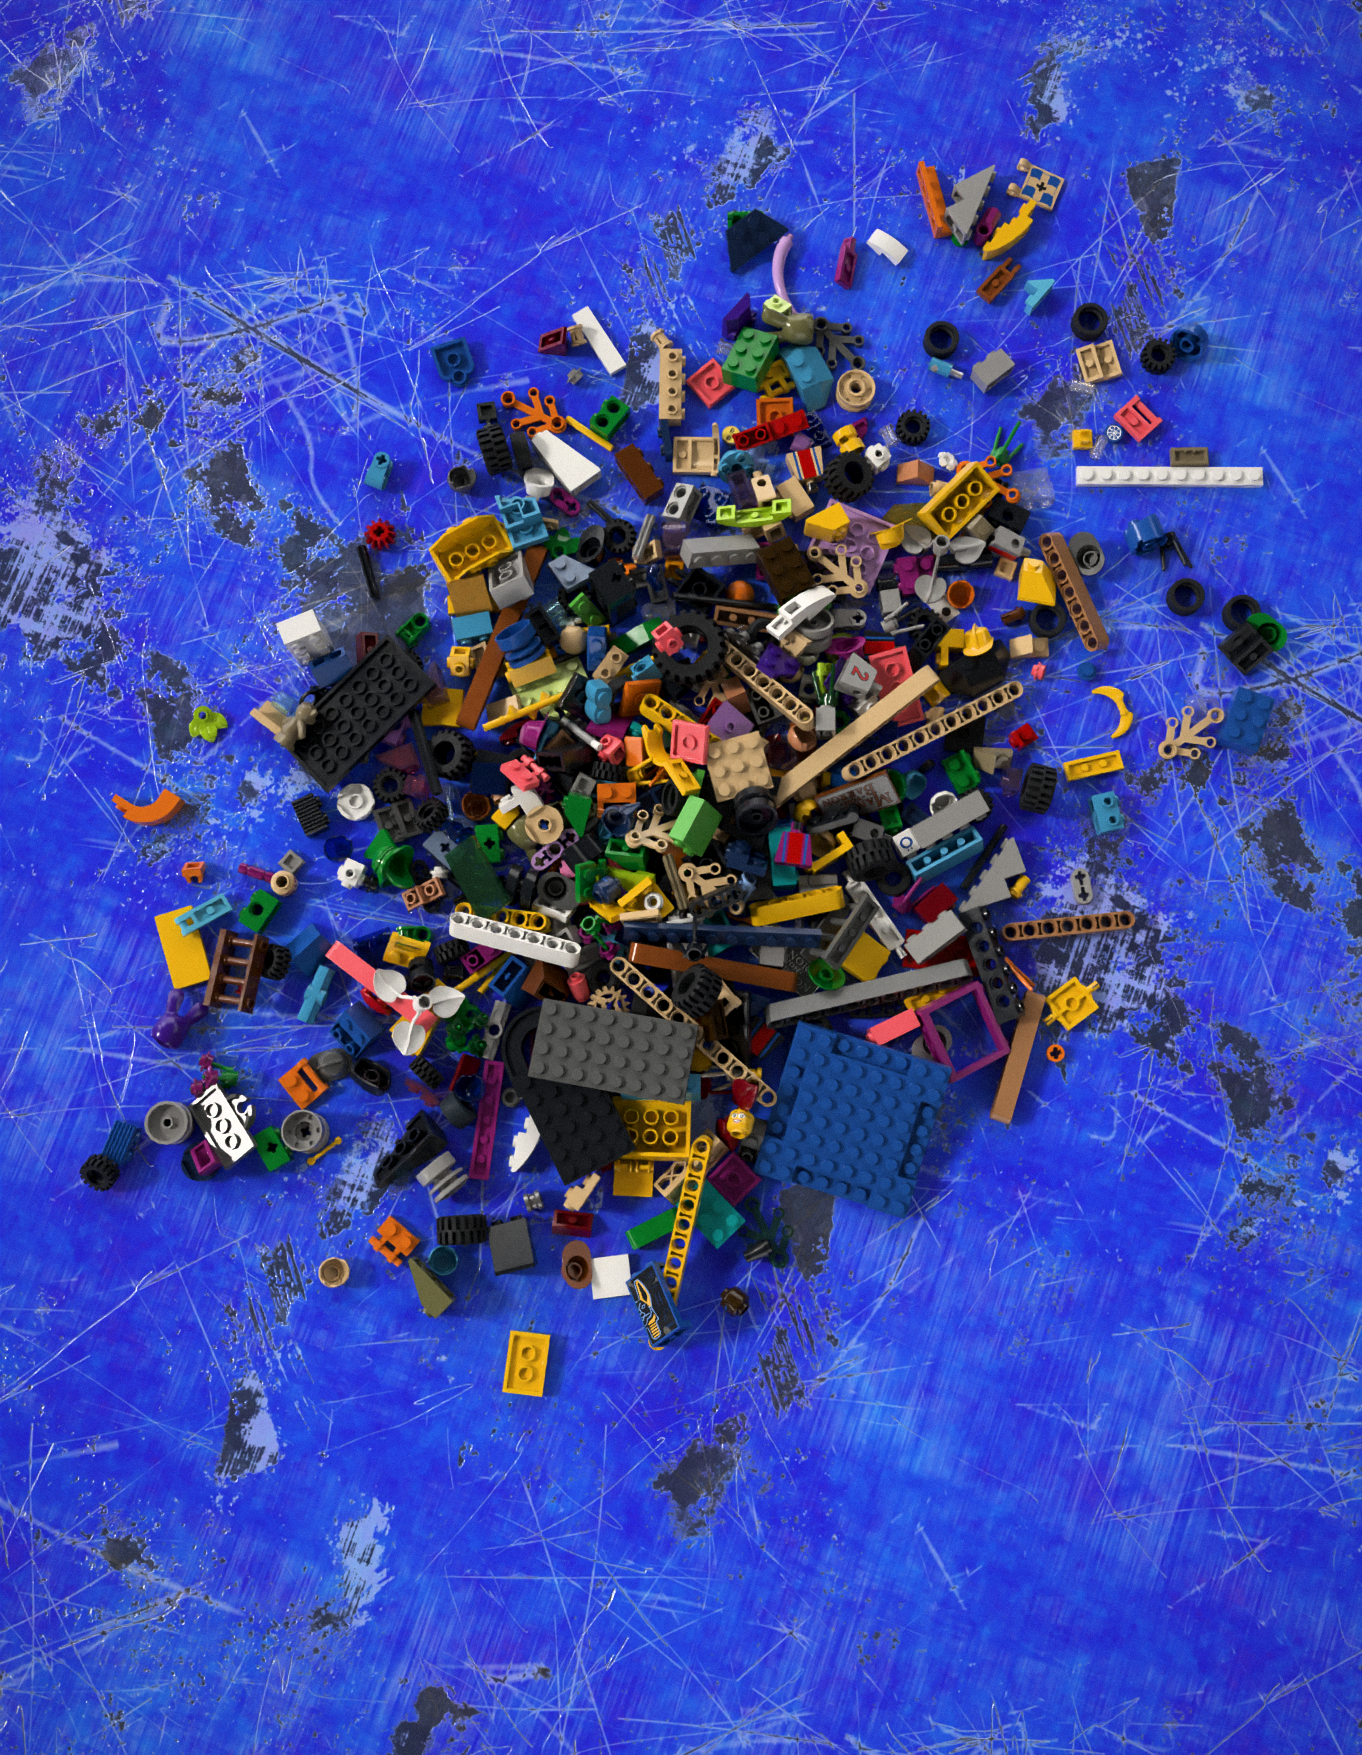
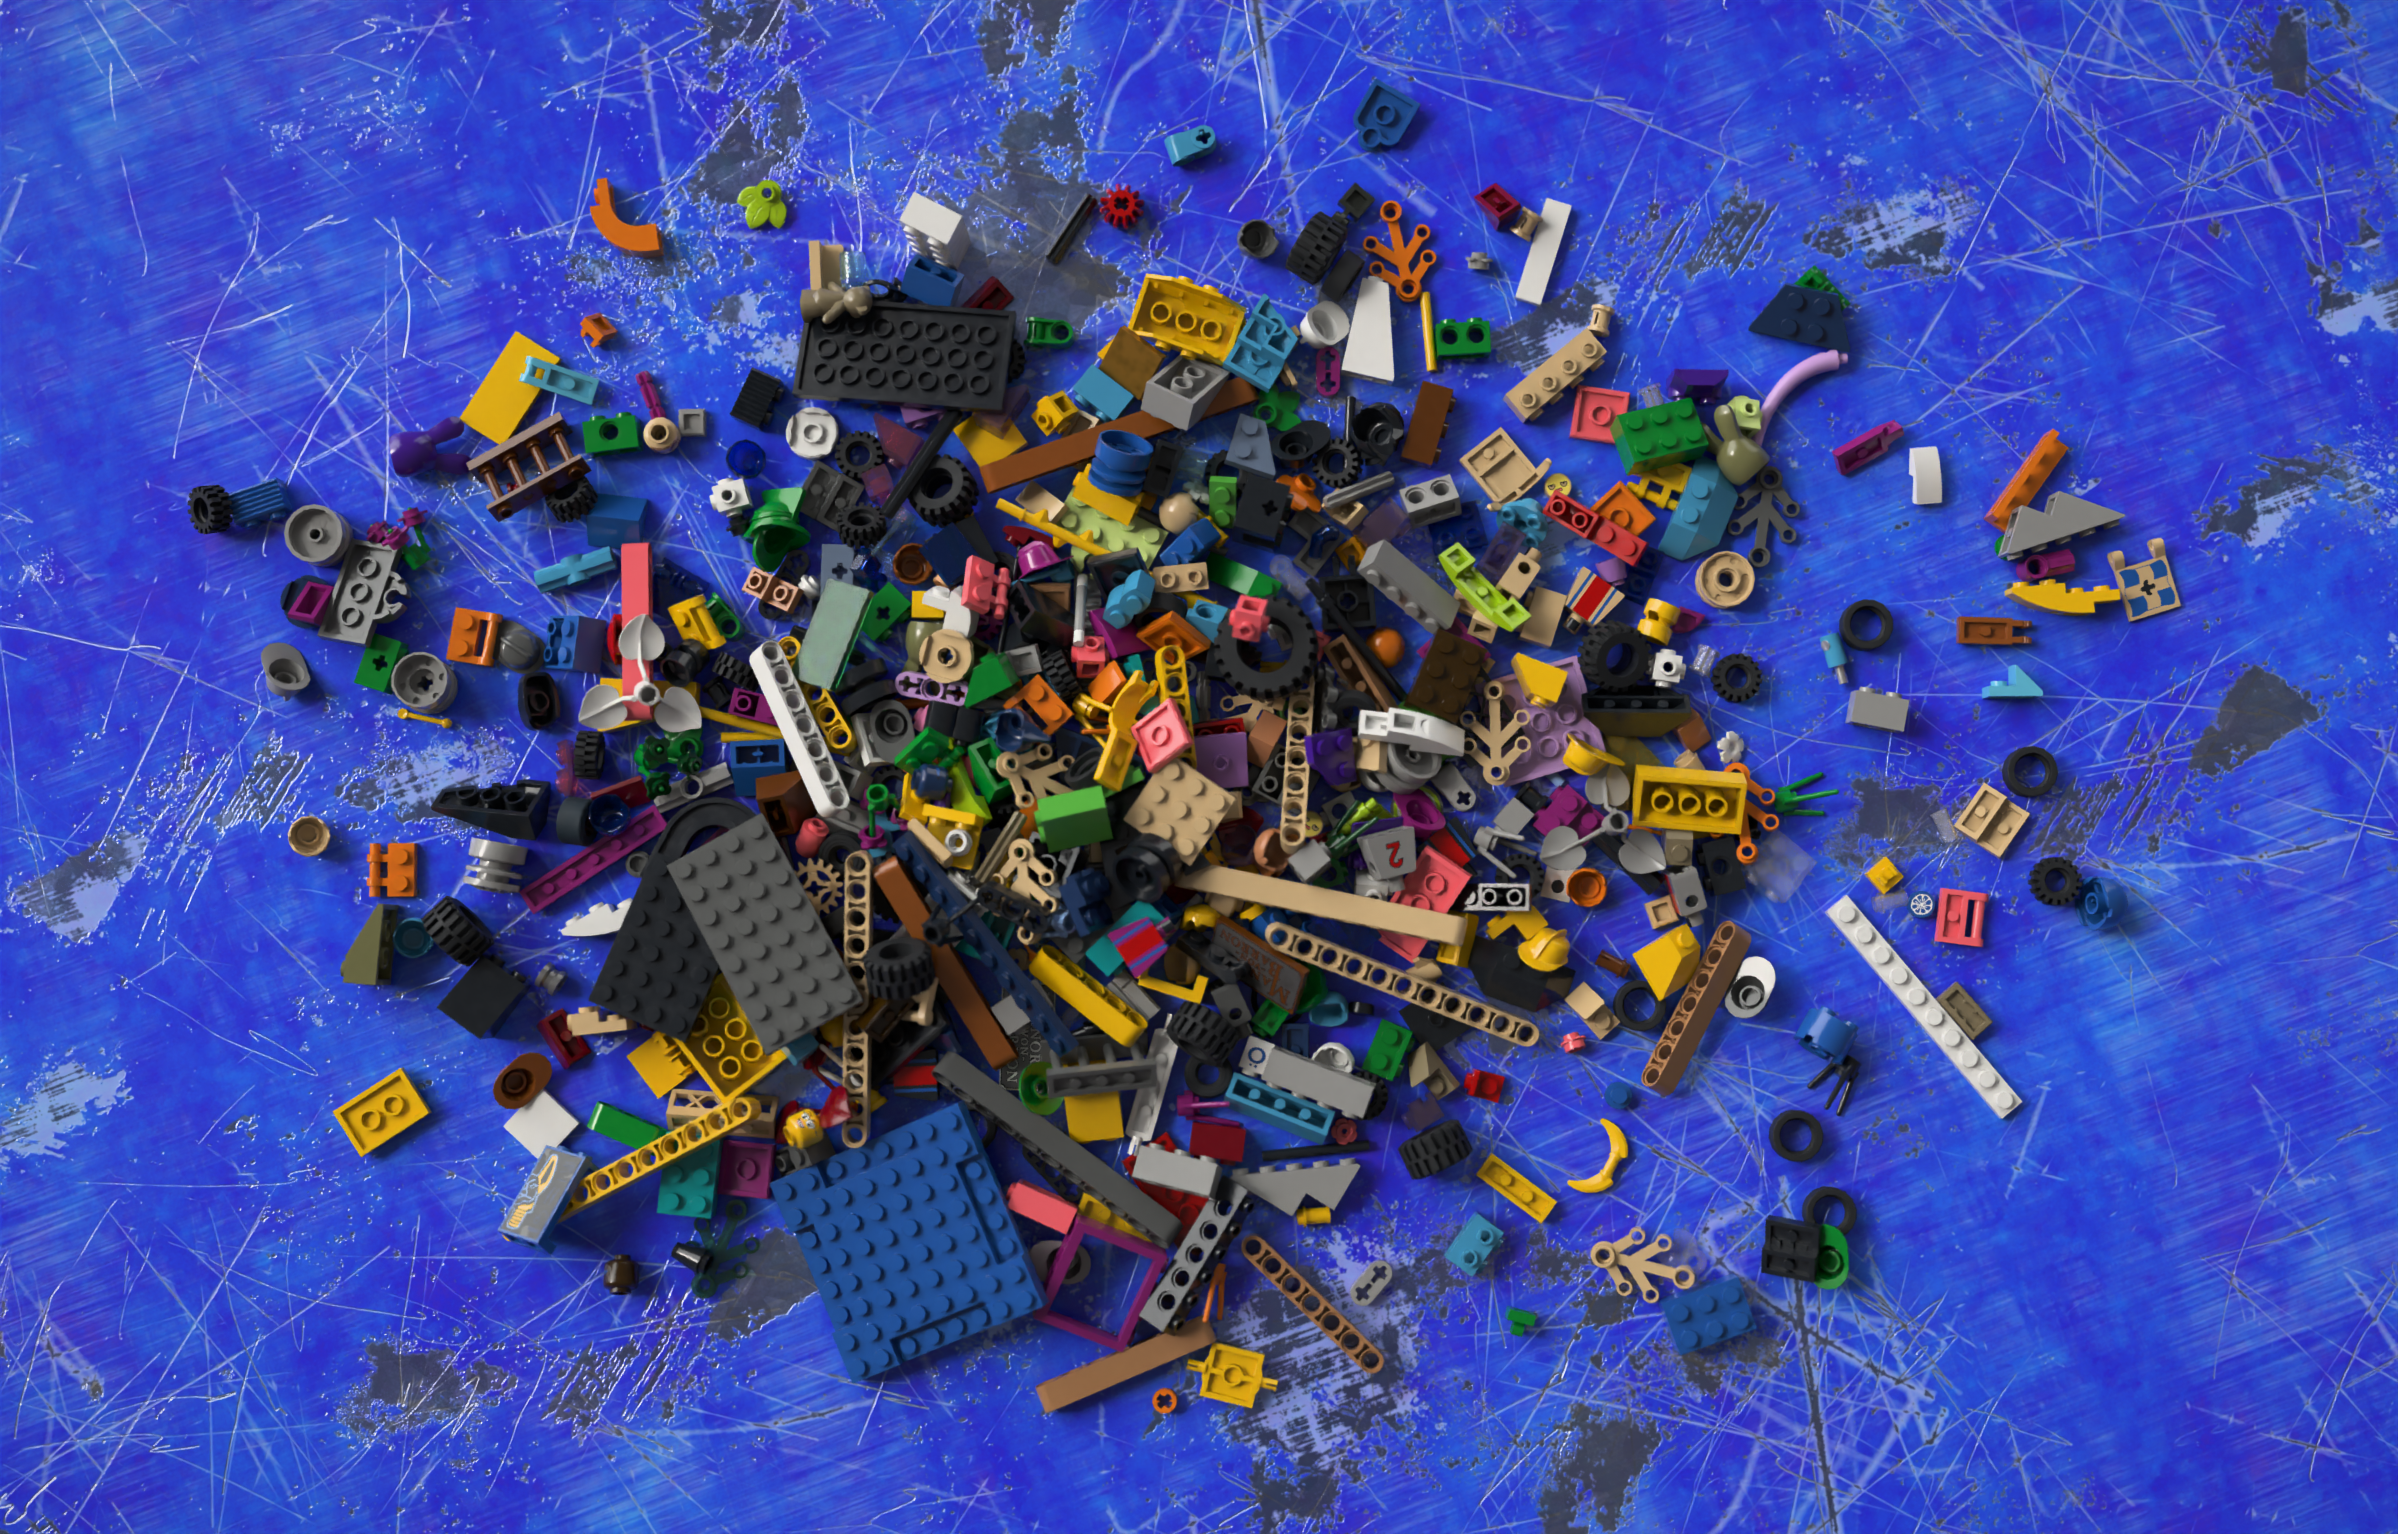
camera: 55 degrees right, 5 degrees up
(228, 1207) = (284, 670): none -> light grey piece
(621, 500) = (1377, 432): none -> black hair
(665, 448) = (1481, 429): dark blue plate -> none
(888, 489) = (1636, 712): none -> black wedge
(991, 831) = (1341, 1124): none -> coral plate
(1167, 823) = (1519, 1319): none -> green tile

